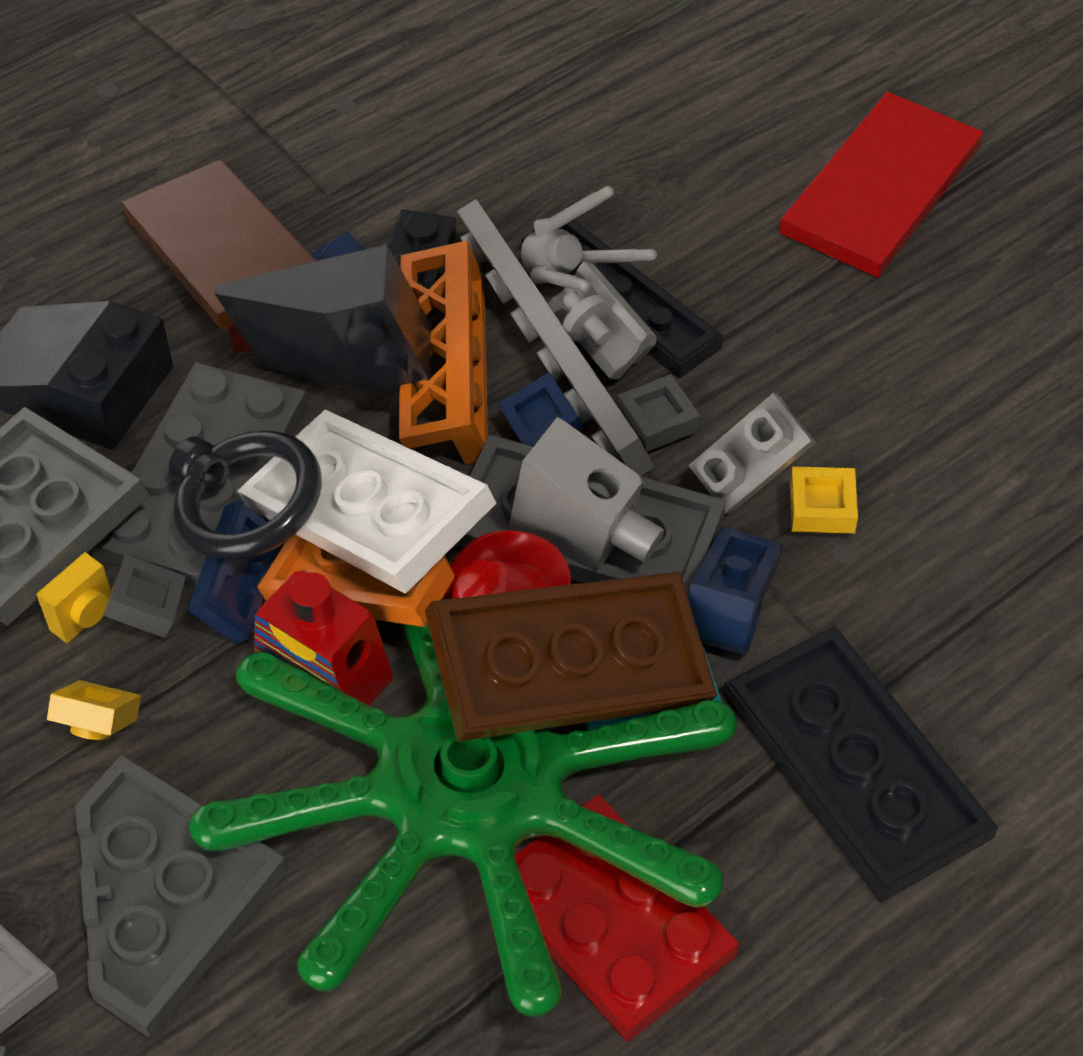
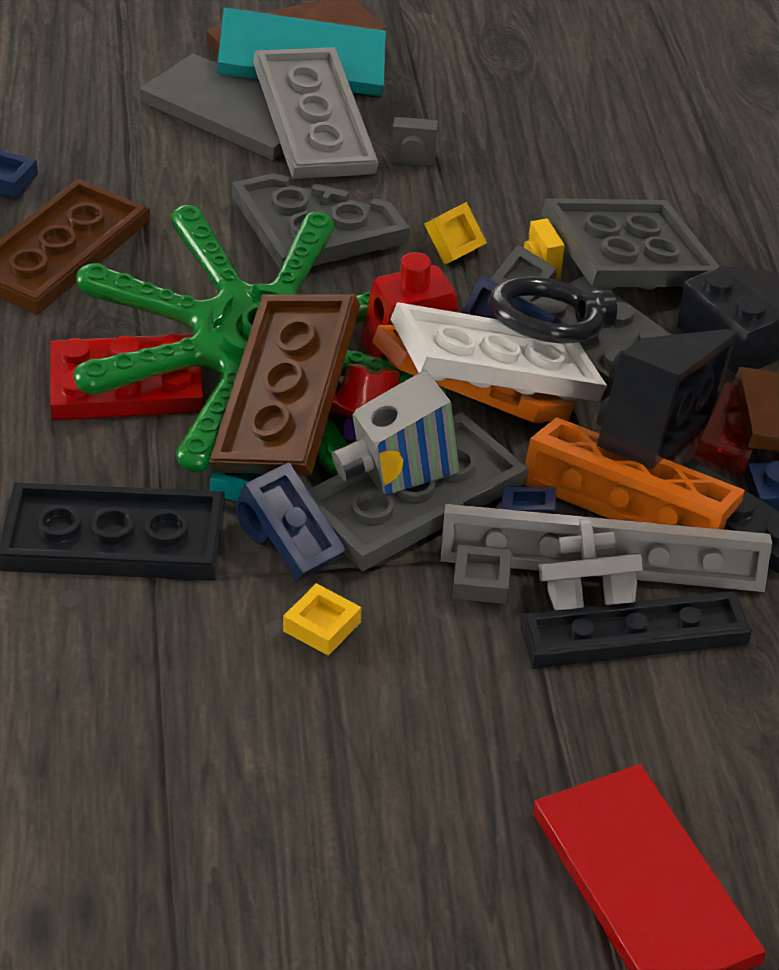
camera: 120 degrees right, 10 degrees down
(554, 253) = (681, 569): light grey plant -> none
(752, 453) = (387, 584): light grey hips -> none

